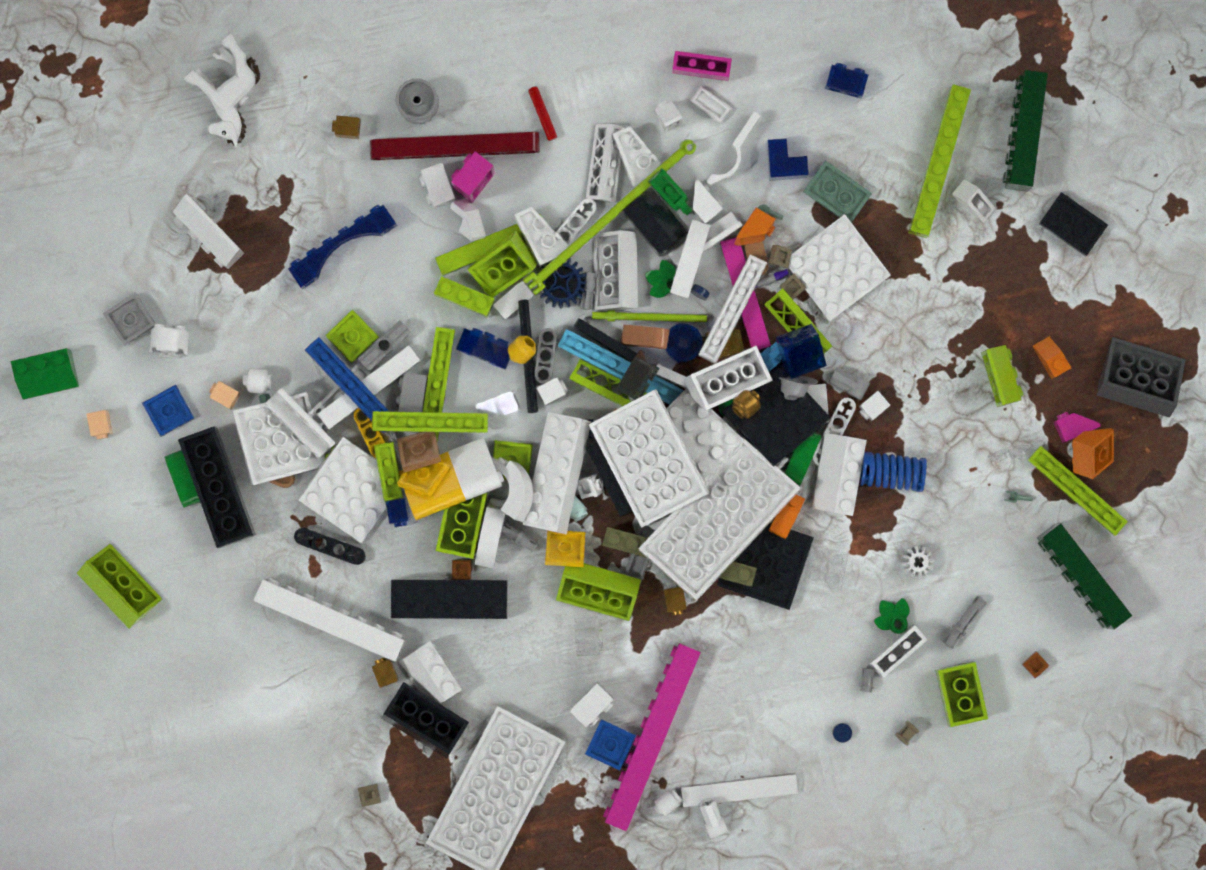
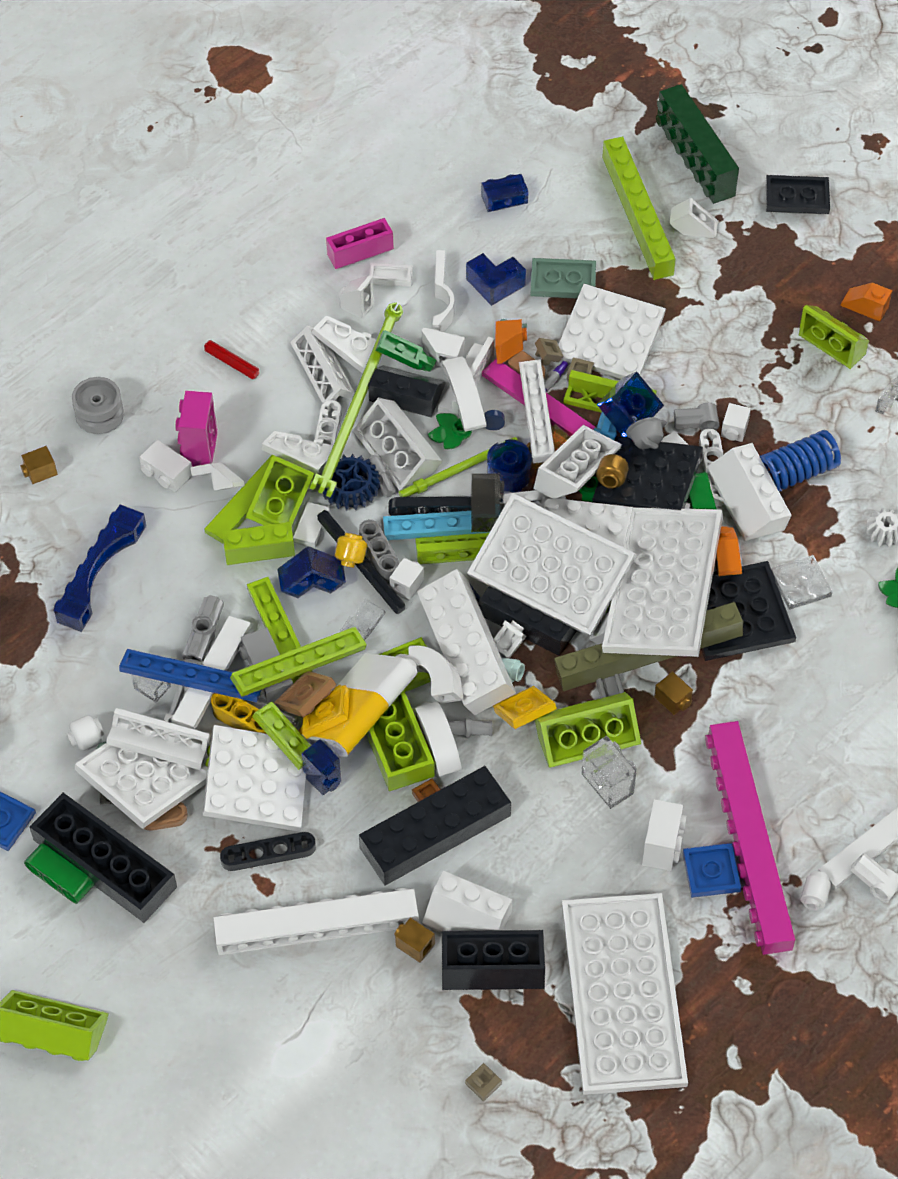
camera: 30 degrees left, 30 degrees down
(224, 394) = (56, 766): light nougat brick -> none
(352, 336) = (163, 639): lime tile -> none
(454, 146) = (158, 426): dark red beam -> none
(645, 336) = (459, 479): nougat beam -> none

